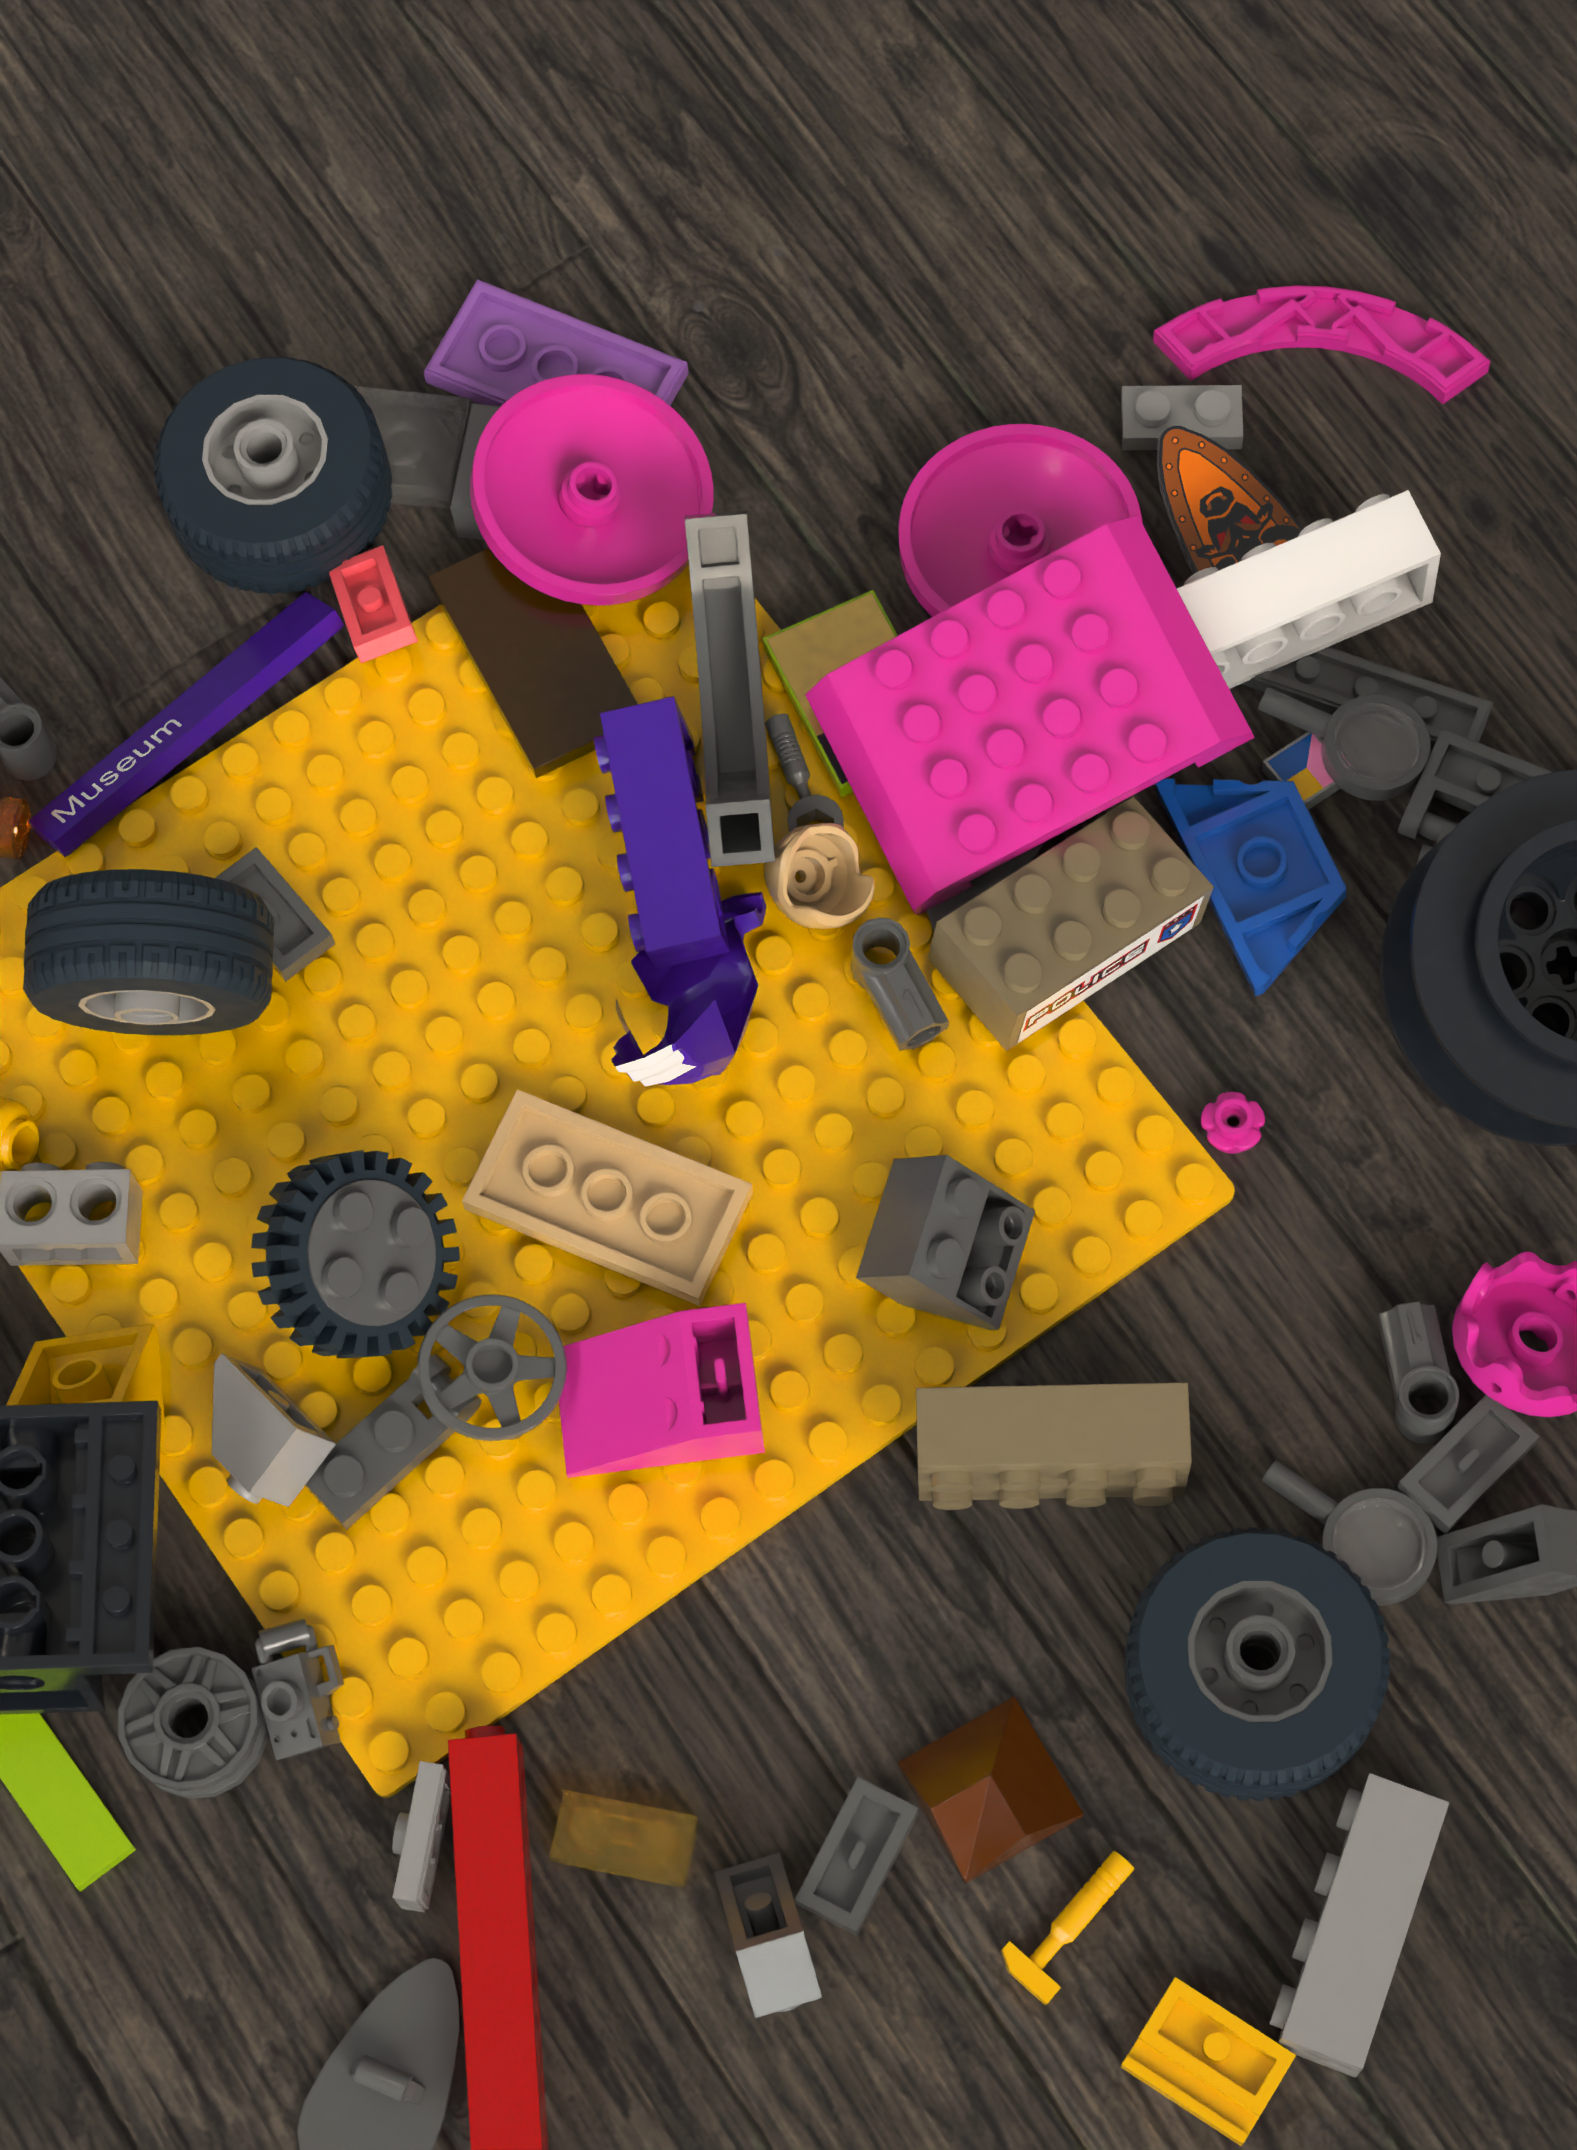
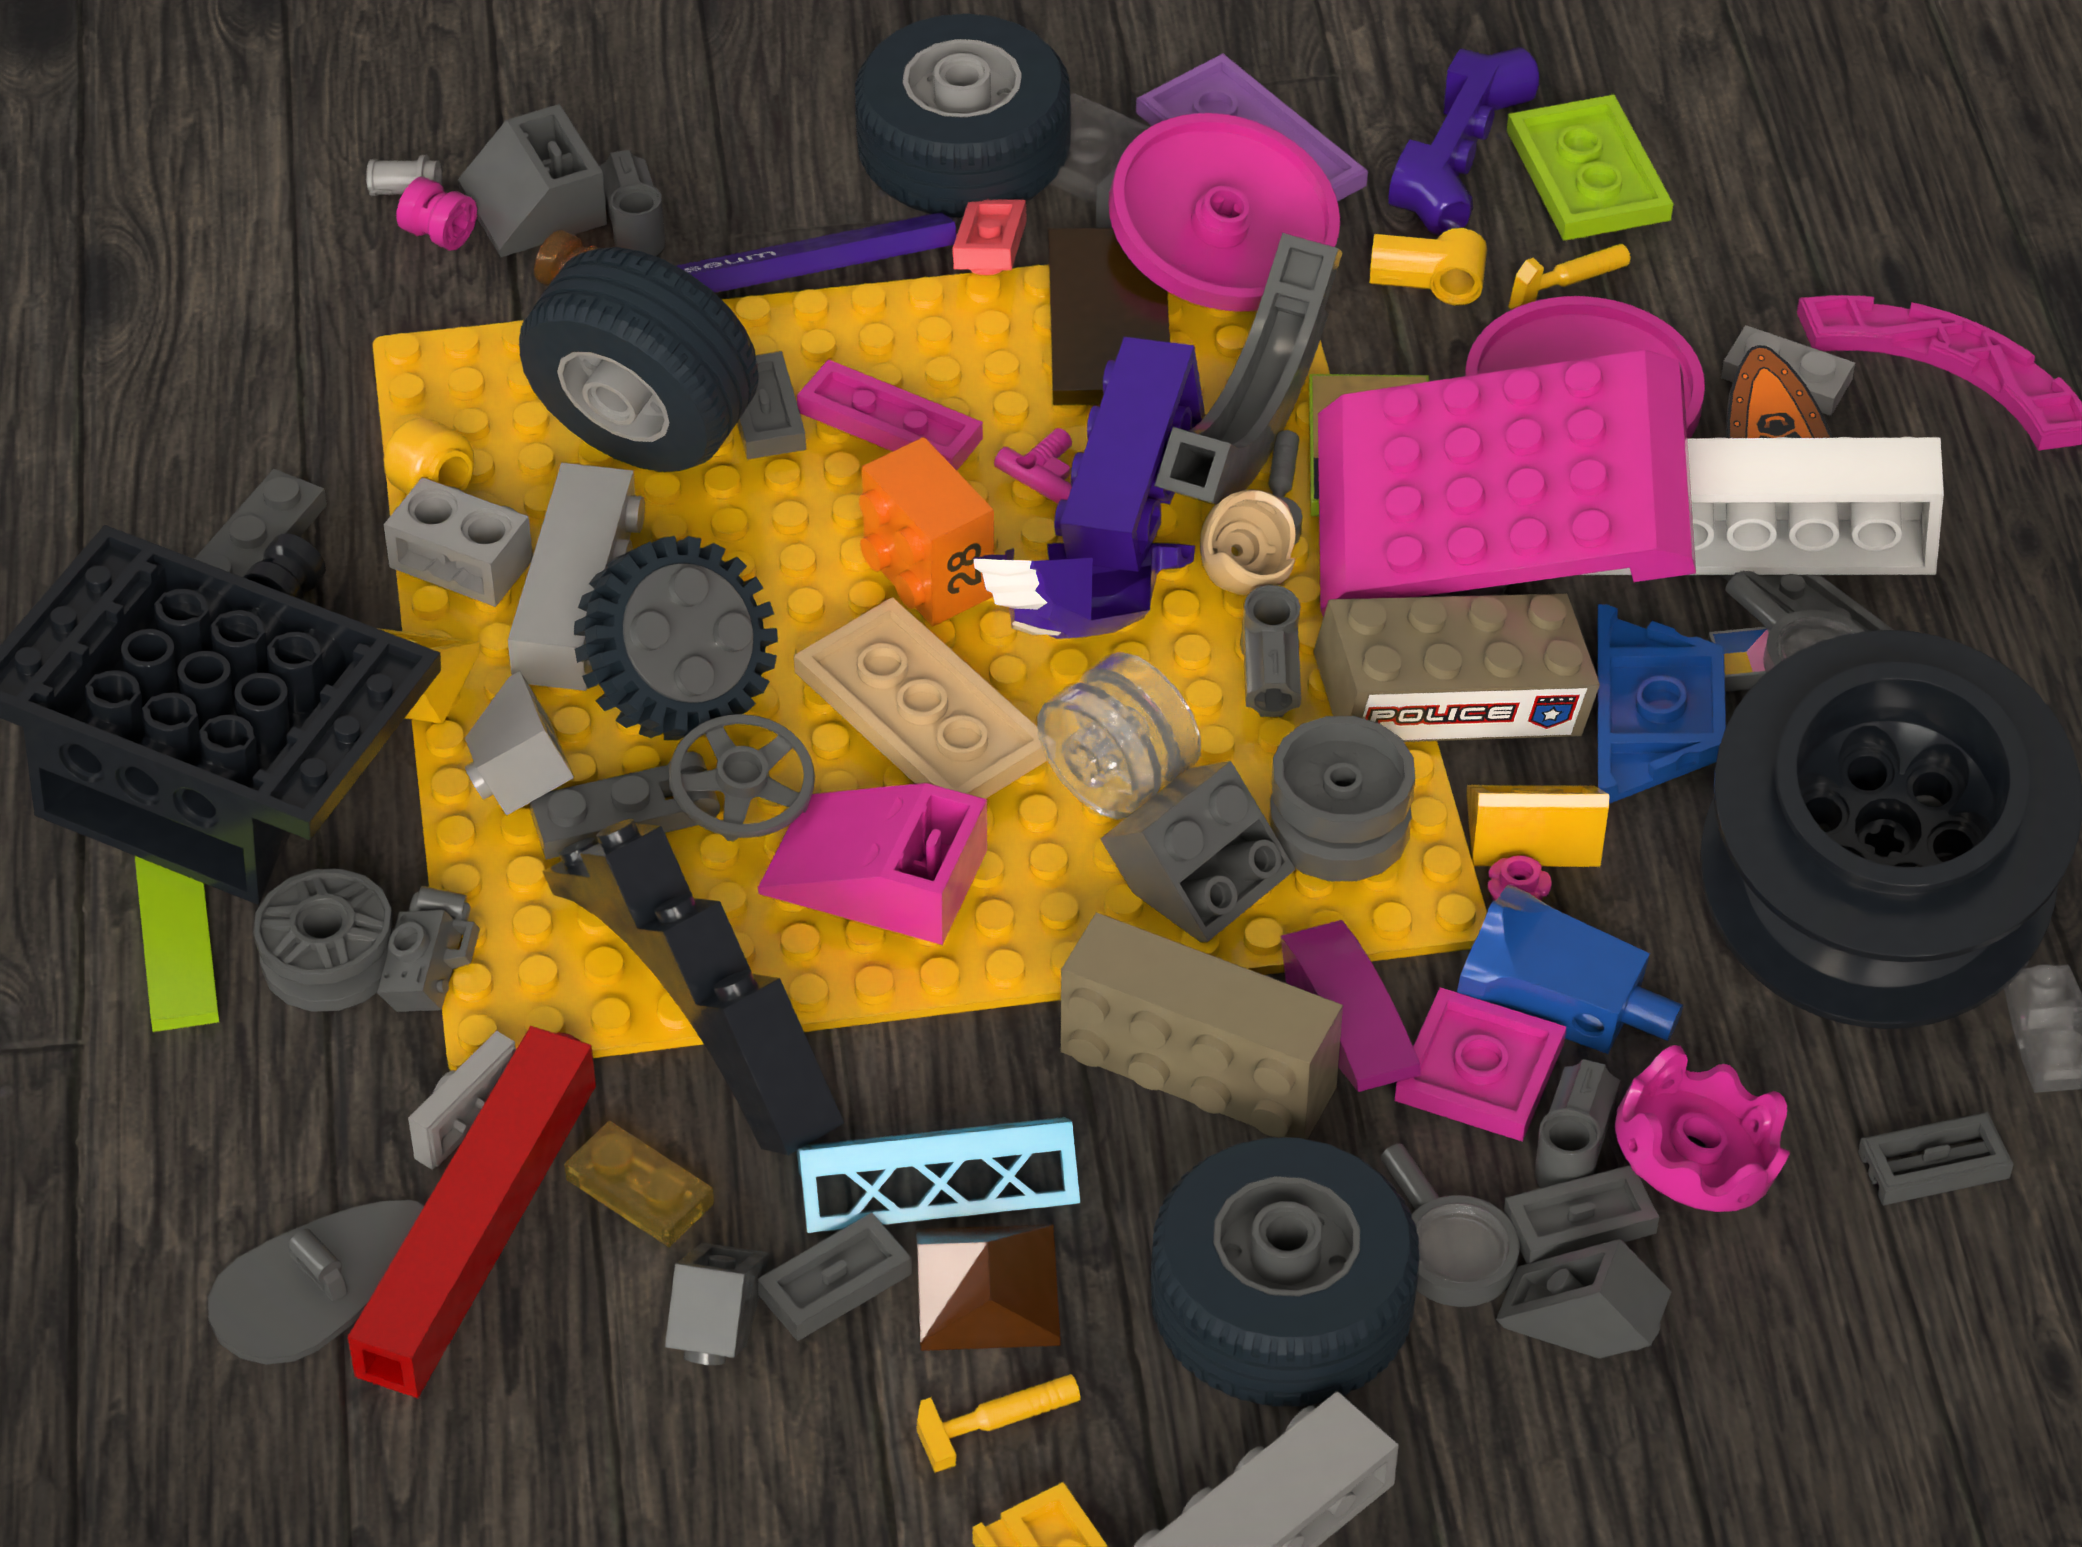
camera: 20 degrees right, 20 degrees down
(202, 1201) = (581, 533): none -> light grey brick
(397, 873) = (886, 413): none -> dark pink plate
(517, 1008) = (926, 530): none -> orange brick
(576, 862) = (1040, 466): none -> dark pink hose
(577, 1613) = (692, 950): none -> black arch
(747, 347) = (1475, 88): none -> dark purple plate
(815, 441) = (1448, 266): none -> yellow piece
(820, 1161) = (1118, 735): none -> clear wheel
(875, 1676) = (936, 1148): none -> fence
(887, 260) = (1589, 167): none -> lime plate
(929, 399) = (1531, 277): none -> yellow piece
(1050, 1127) = (1342, 797): none -> dark grey wheel
(1163, 1342) = (1373, 1037): none -> magenta slope
(1214, 1044) = (1537, 821): none -> yellow slope
(1301, 1341) = (1482, 1064): none -> dark pink plate
(1325, 1214) = (1563, 973): none -> blue piece

